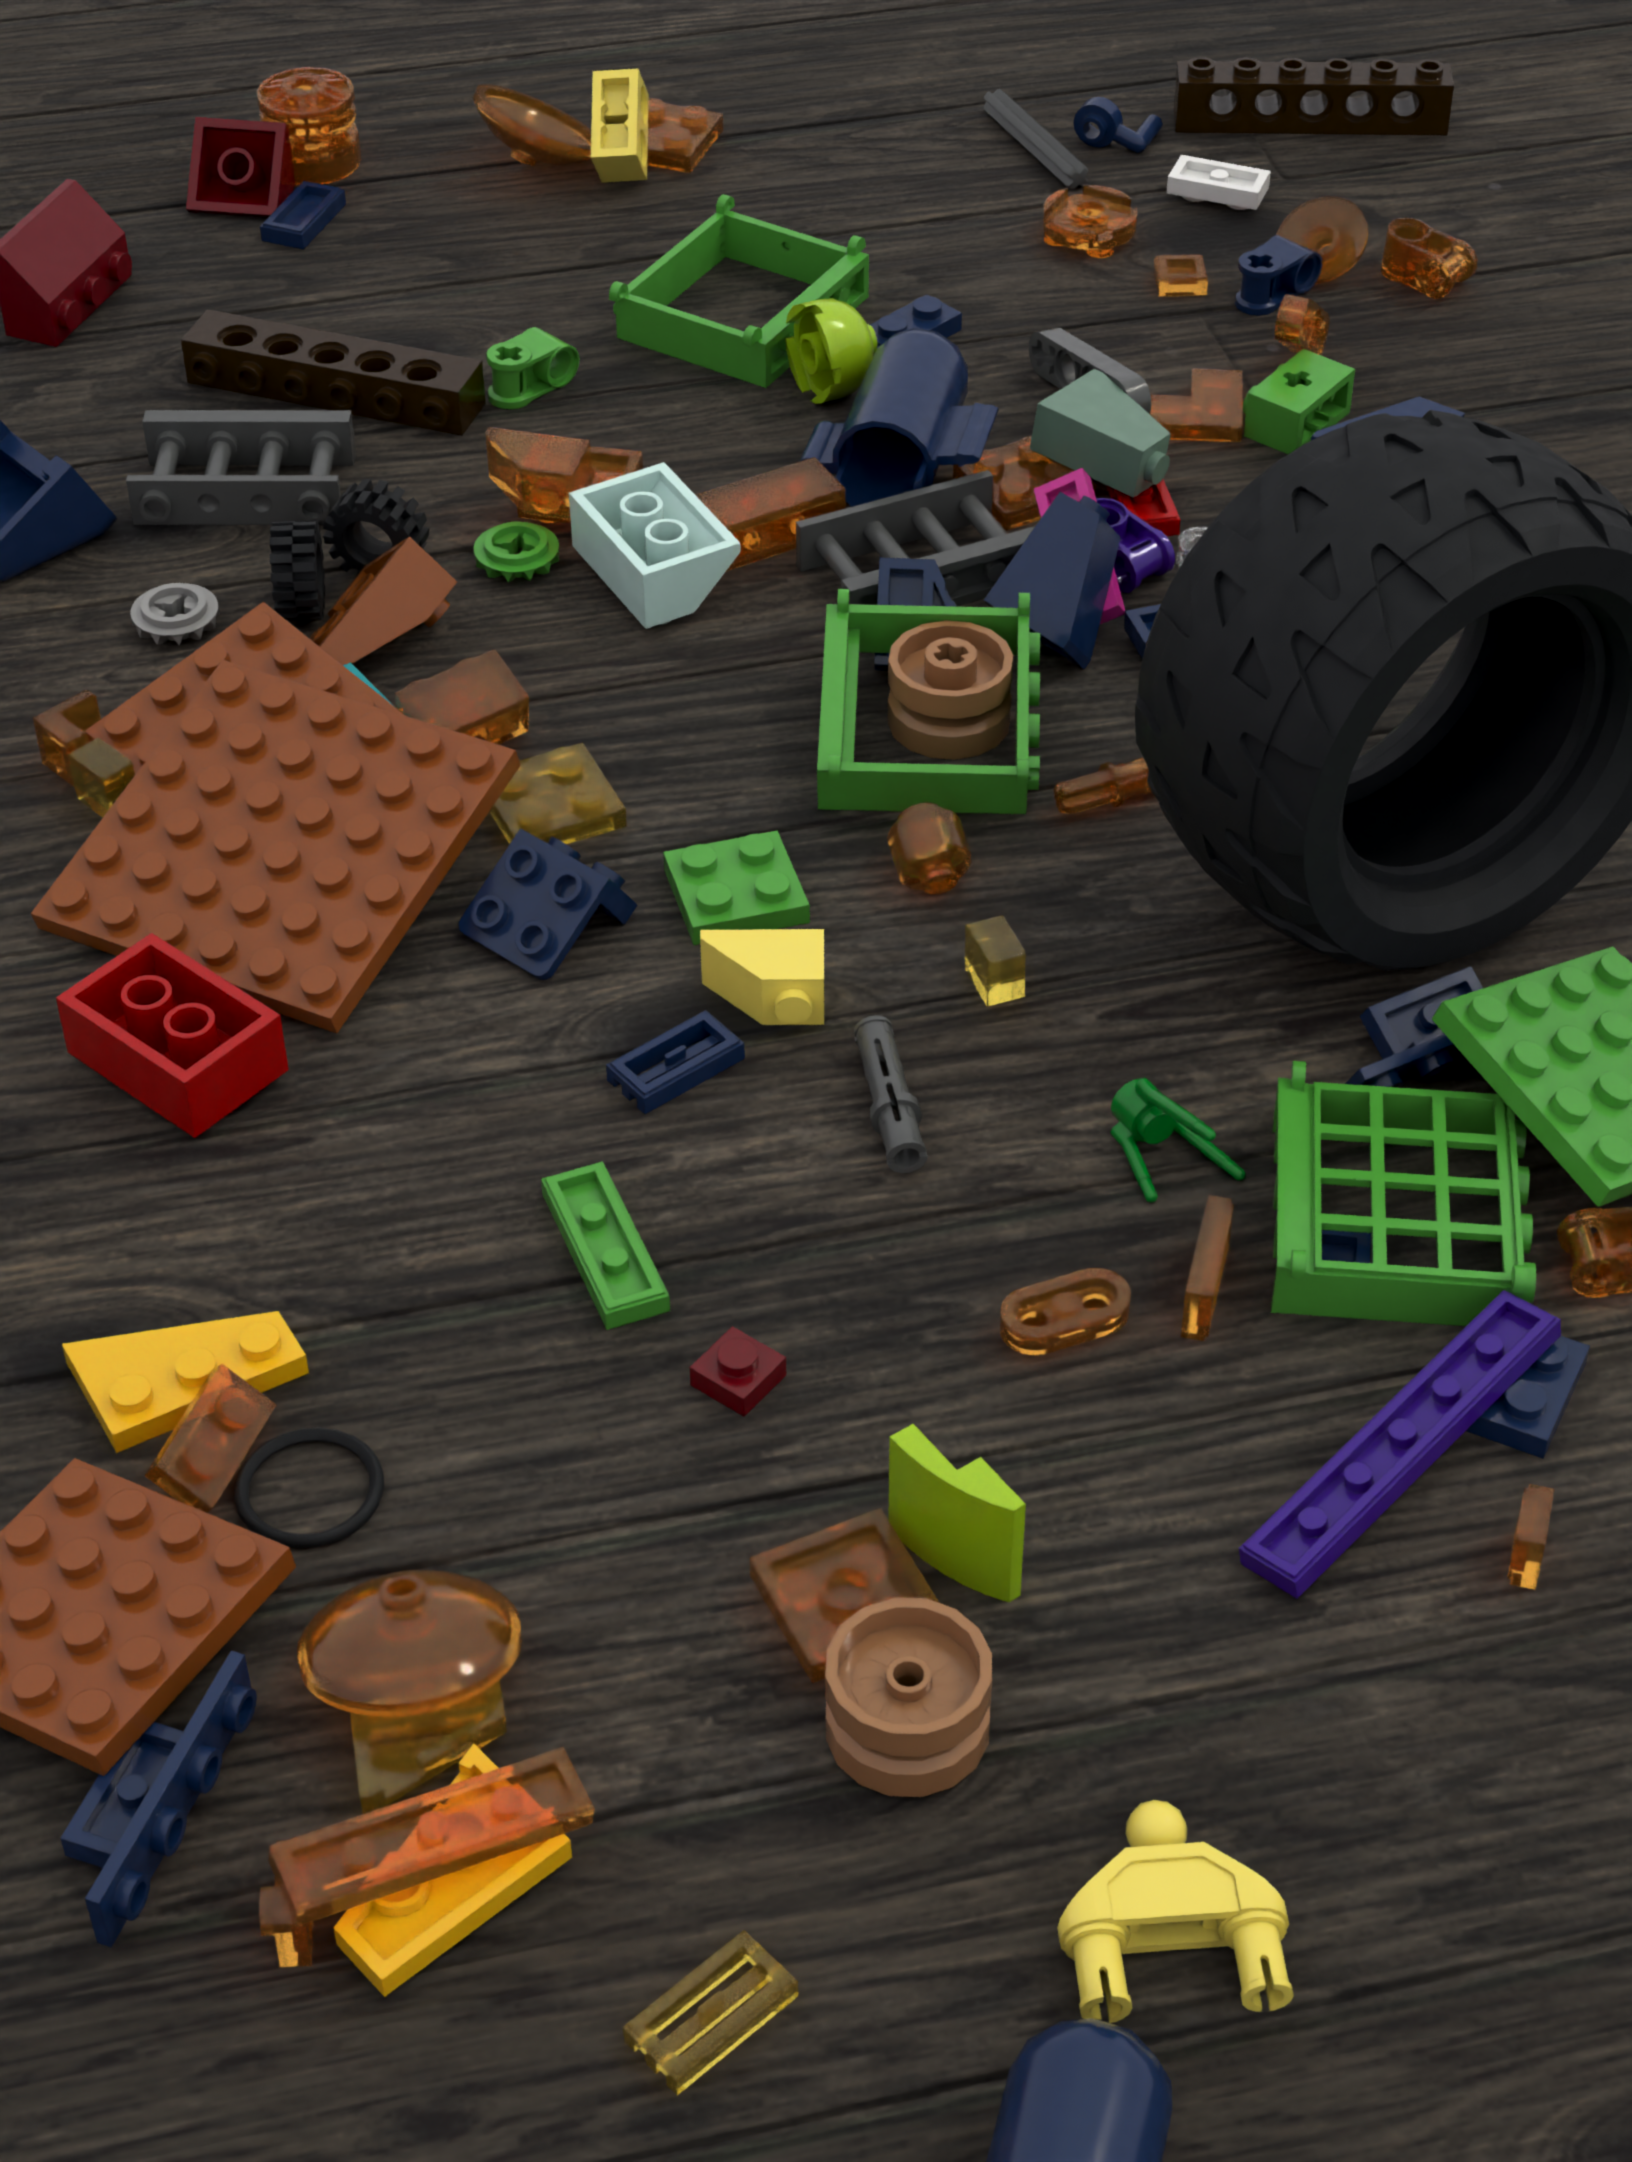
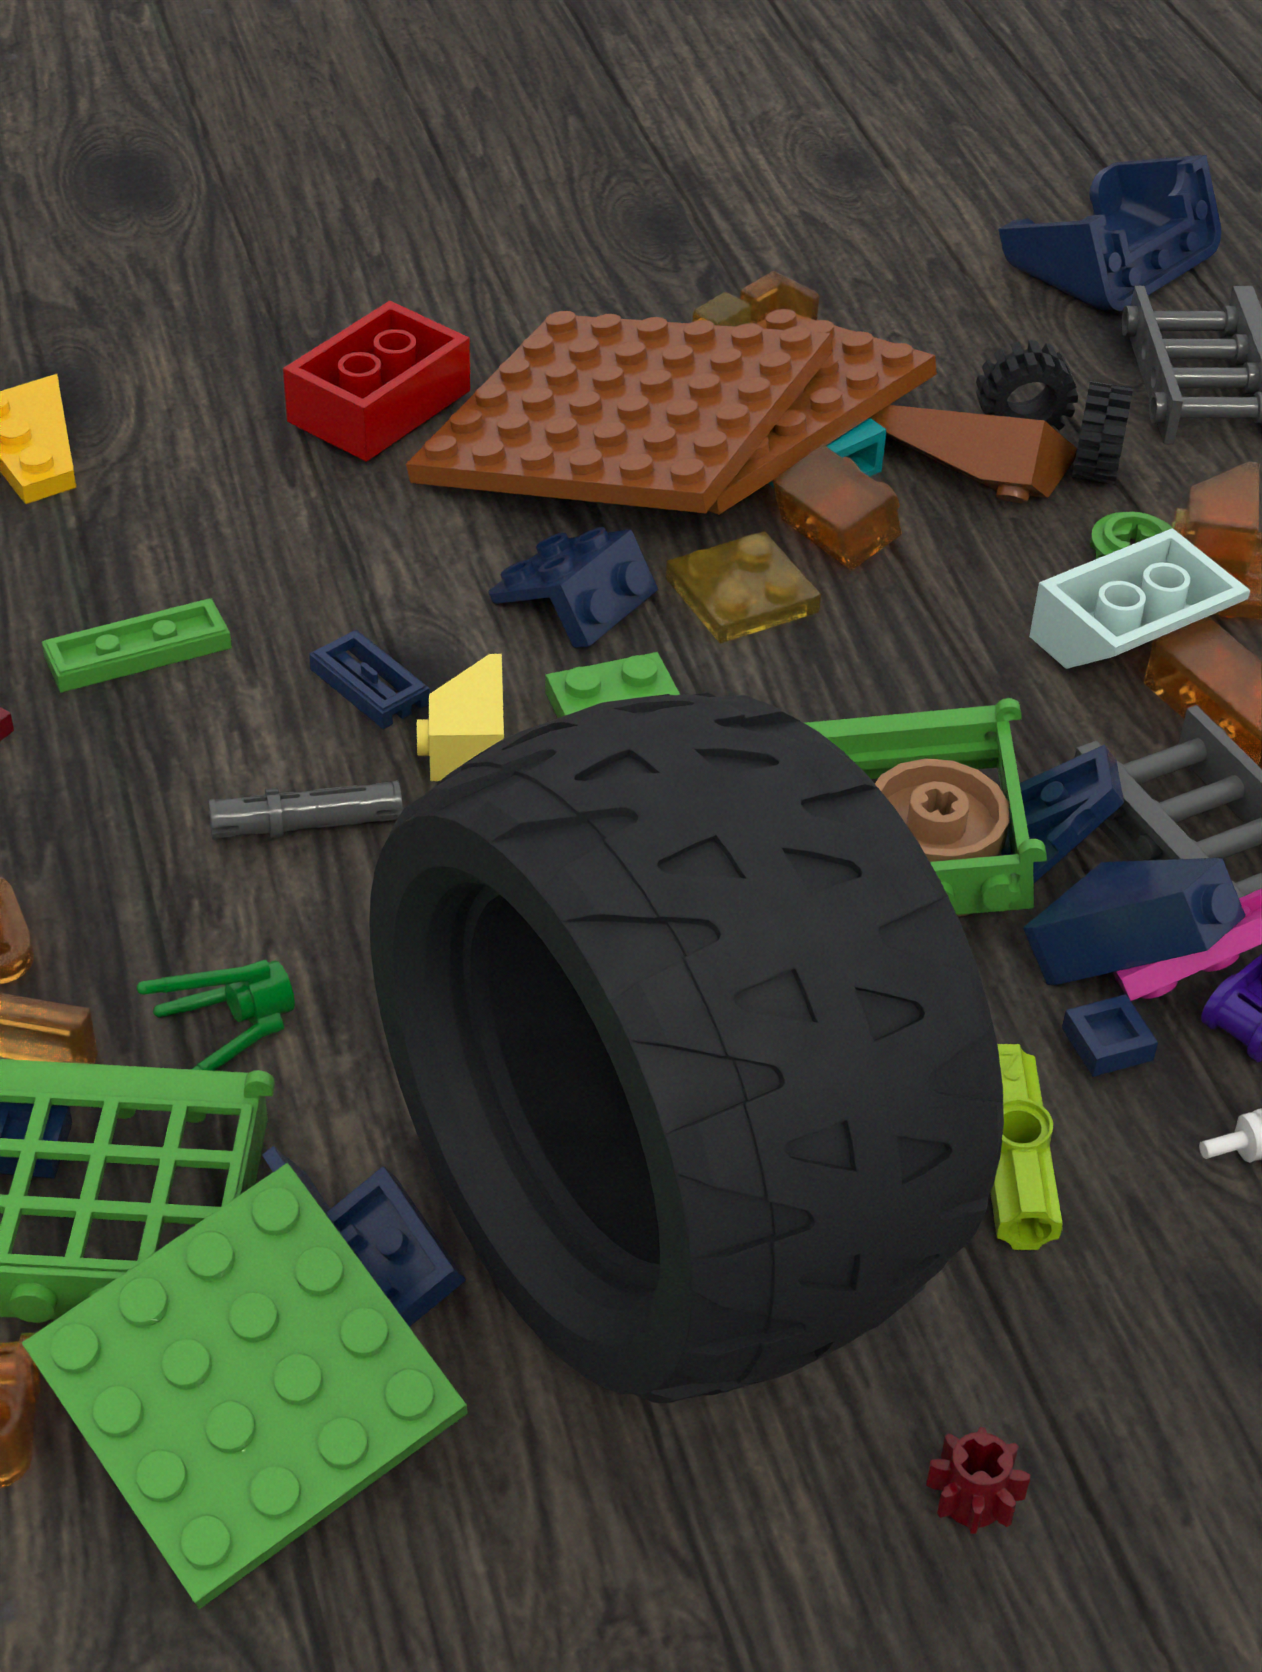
camera: 85 degrees right, 0 degrees up
(160, 611) = (962, 347): light grey gear -> none

